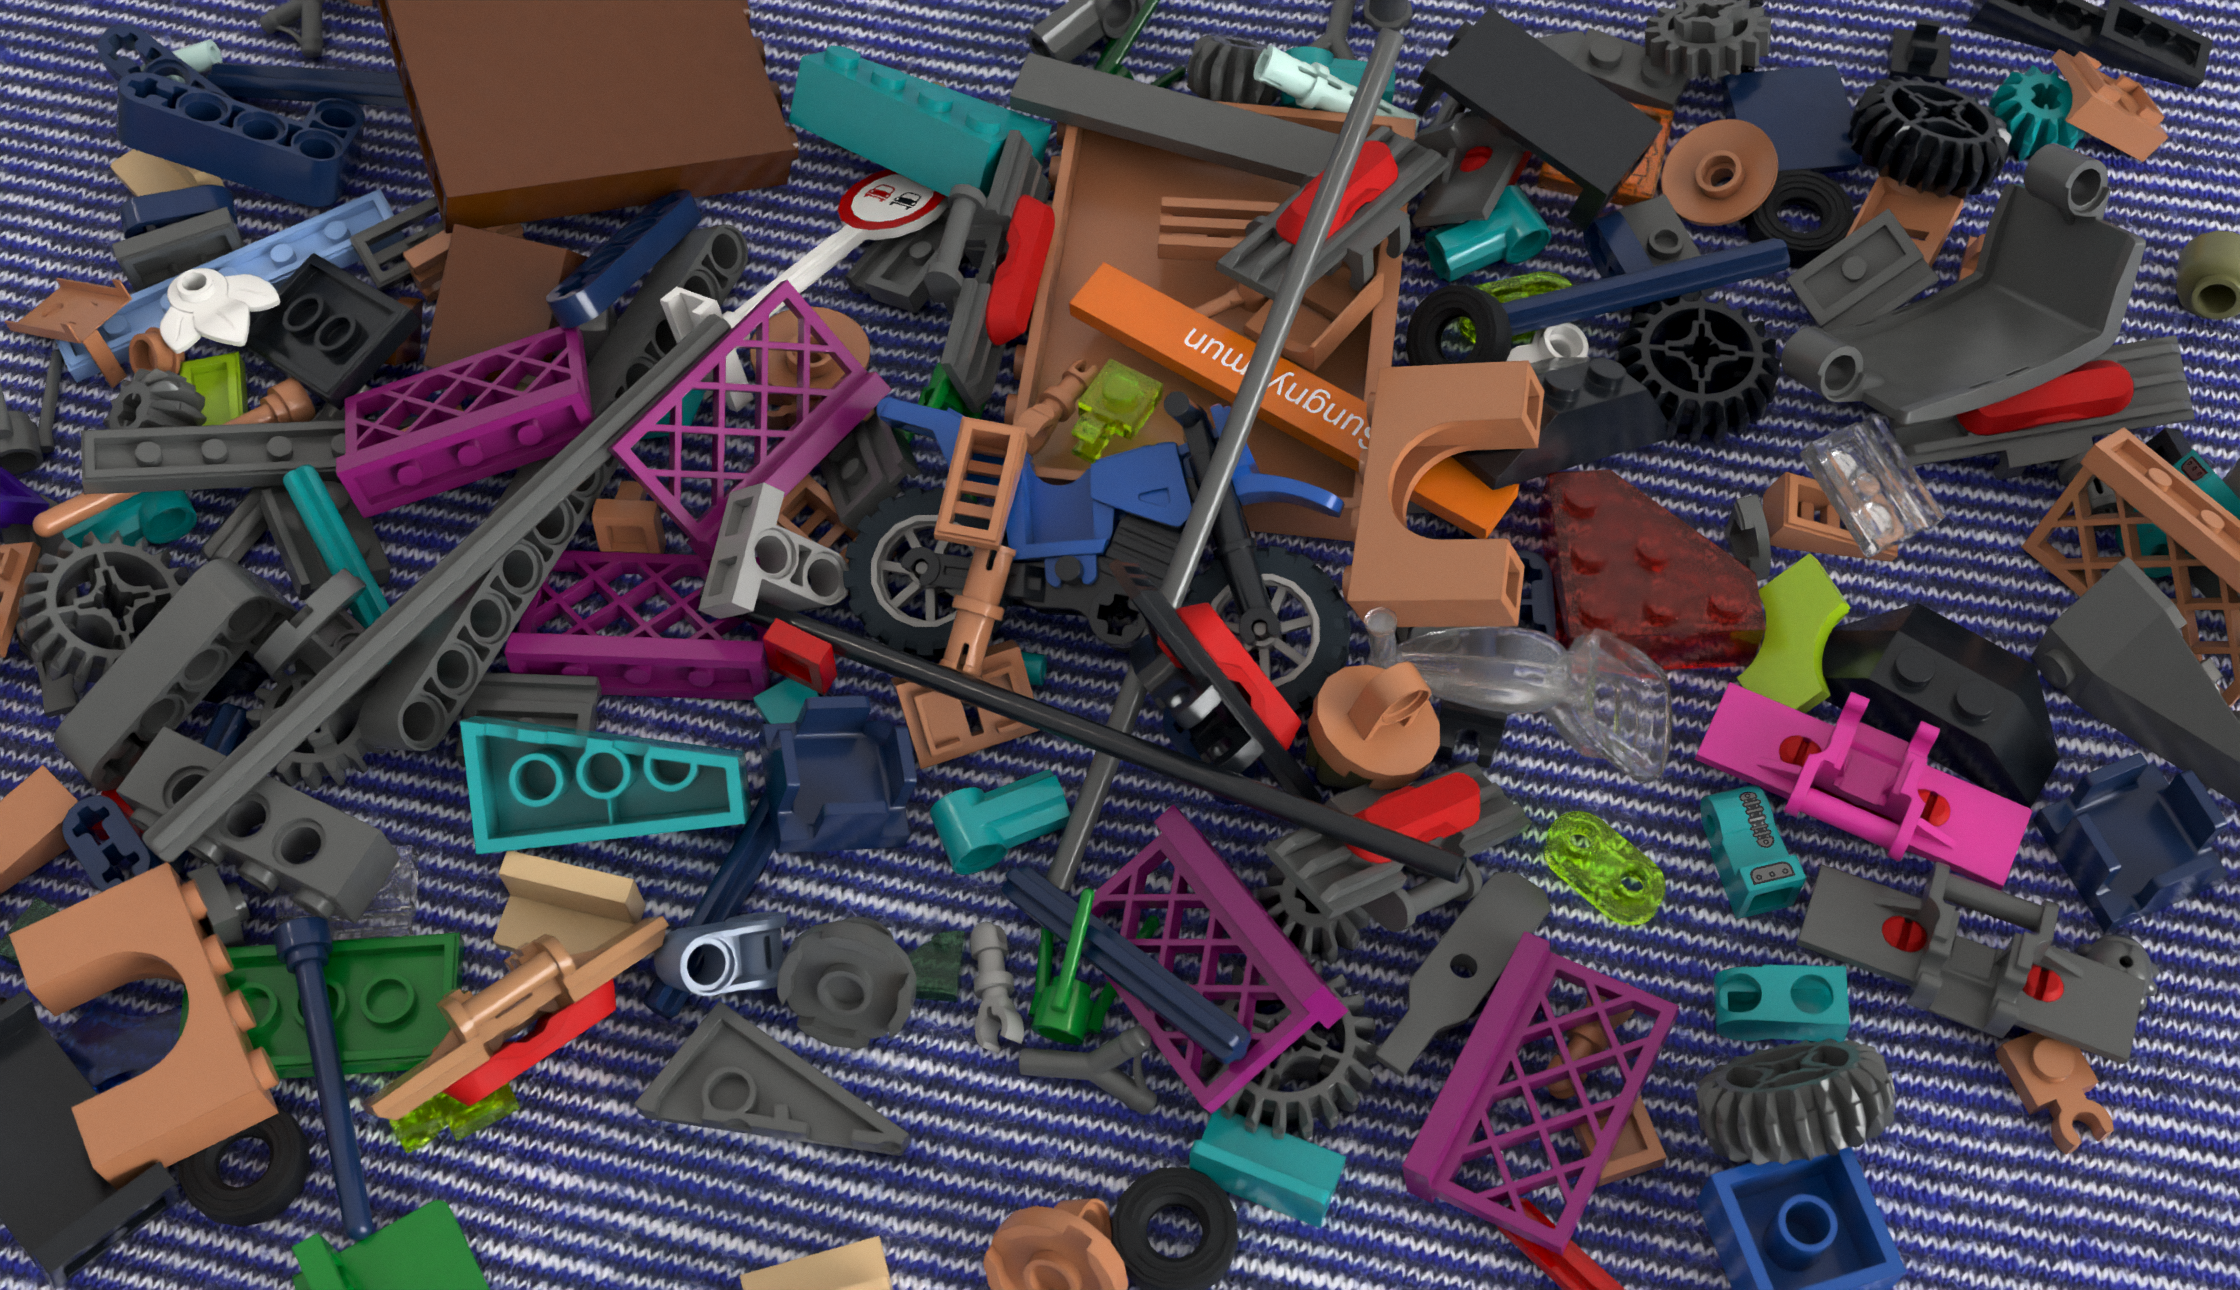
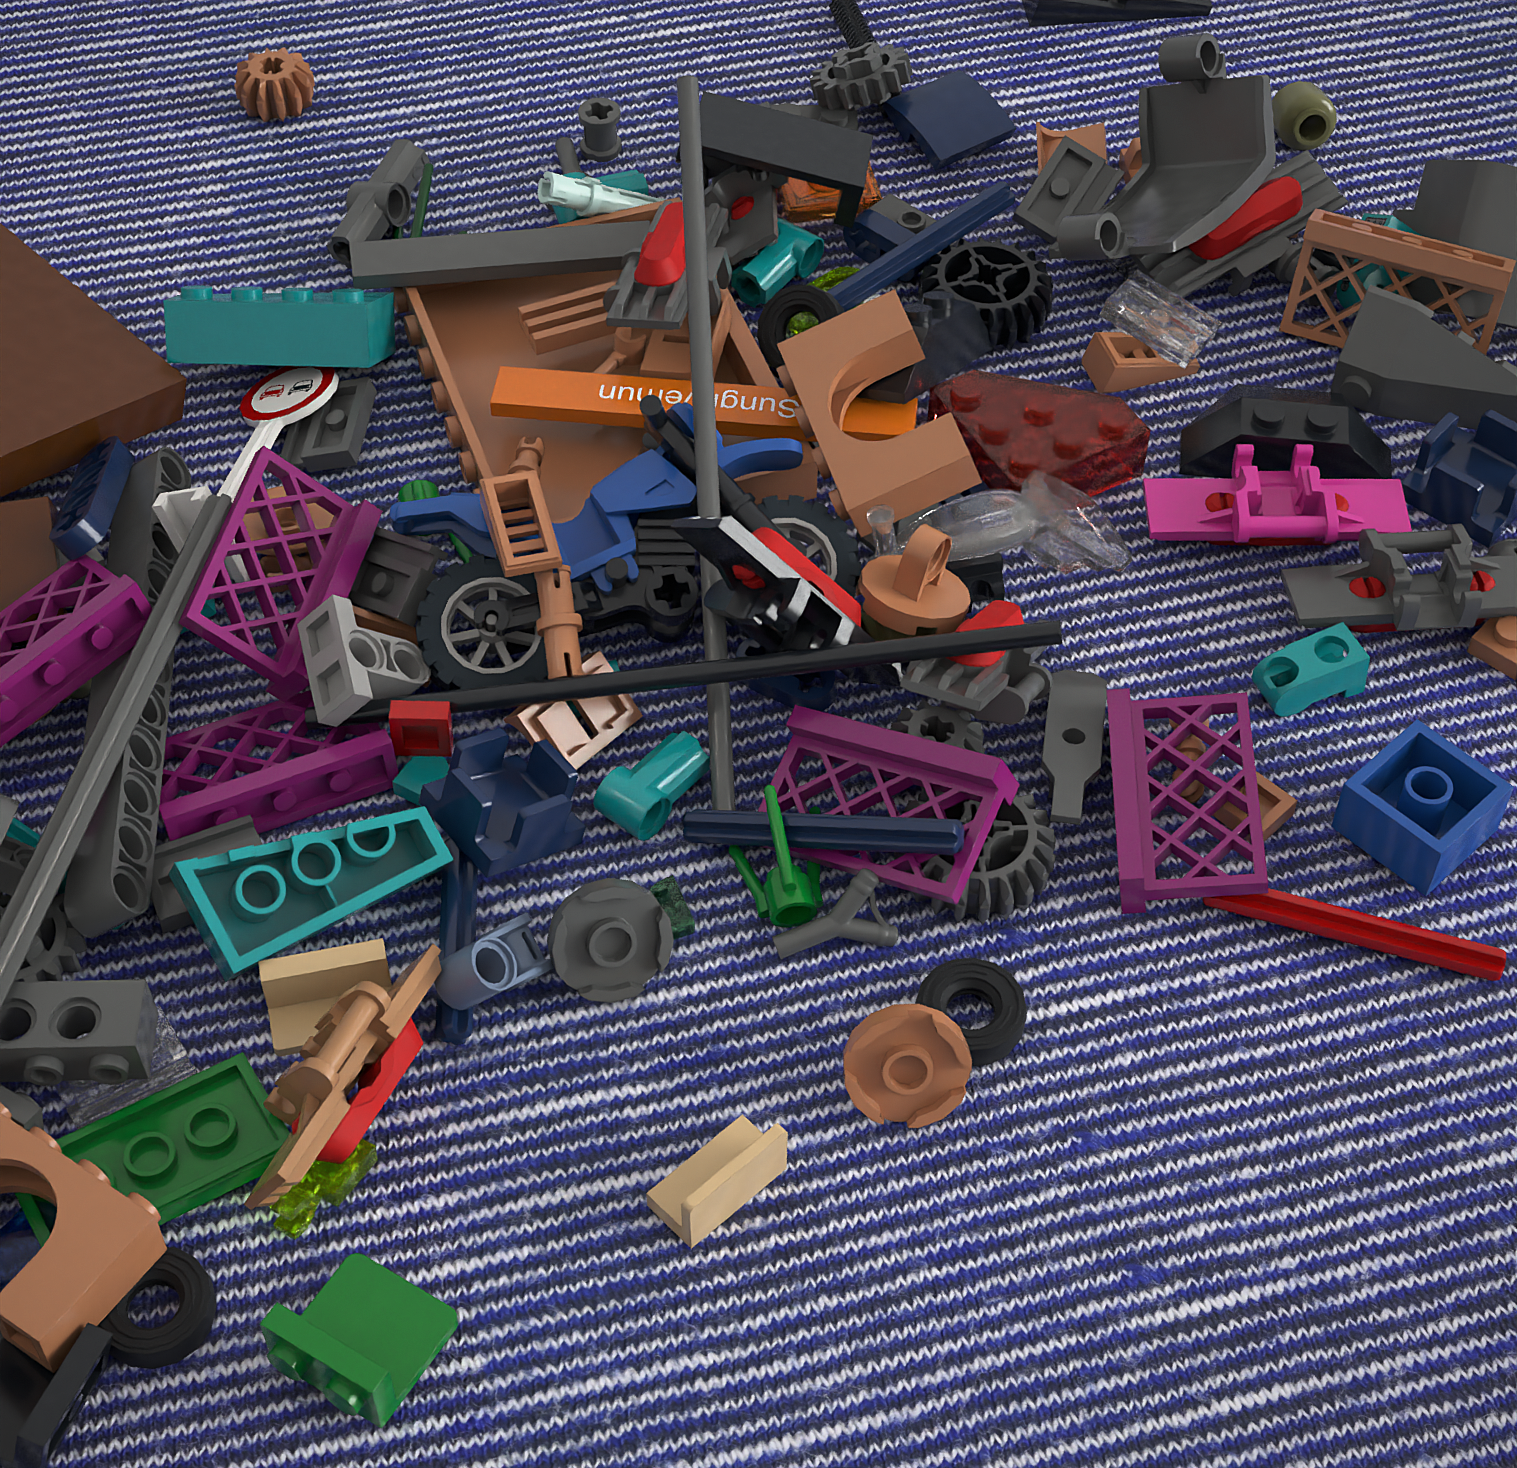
camera: 30 degrees left, 10 degrees down
(304, 949) = (117, 1111): dark blue piece -> none
(629, 522) = (207, 694): nougat tile -> none
(751, 1084) = (566, 1053): dark grey wing -> none
(993, 986) = (719, 903): light grey piece -> none
(1009, 243) = (410, 397): dark grey piece -> none
(1113, 403) = (567, 460): clear neon green plate -> none
(1224, 71) = (513, 210): dark grey gear -> none
(1272, 1172) = (1019, 940): teal panel -> none
(1600, 867) = (1127, 640): clear neon green plate -> none
(1717, 152) = (921, 148): nougat dish -> none
(1749, 535) = (1091, 376): dark grey tile -> none
(1750, 852) = (1224, 586): teal leg -> none
(1796, 1101) = (1369, 714): dark grey gear -> none
(1800, 614) = (1168, 412): lime tile -> none
(1810, 191) = (996, 159): black tyre -> none
(1919, 53) = (1011, 51): black tile -> none
(1929, 137) = (1057, 91): black gear -> none
(2035, 111) = (1118, 58): teal gear -> none
(2111, 108) = (1154, 25): nougat piece -> none

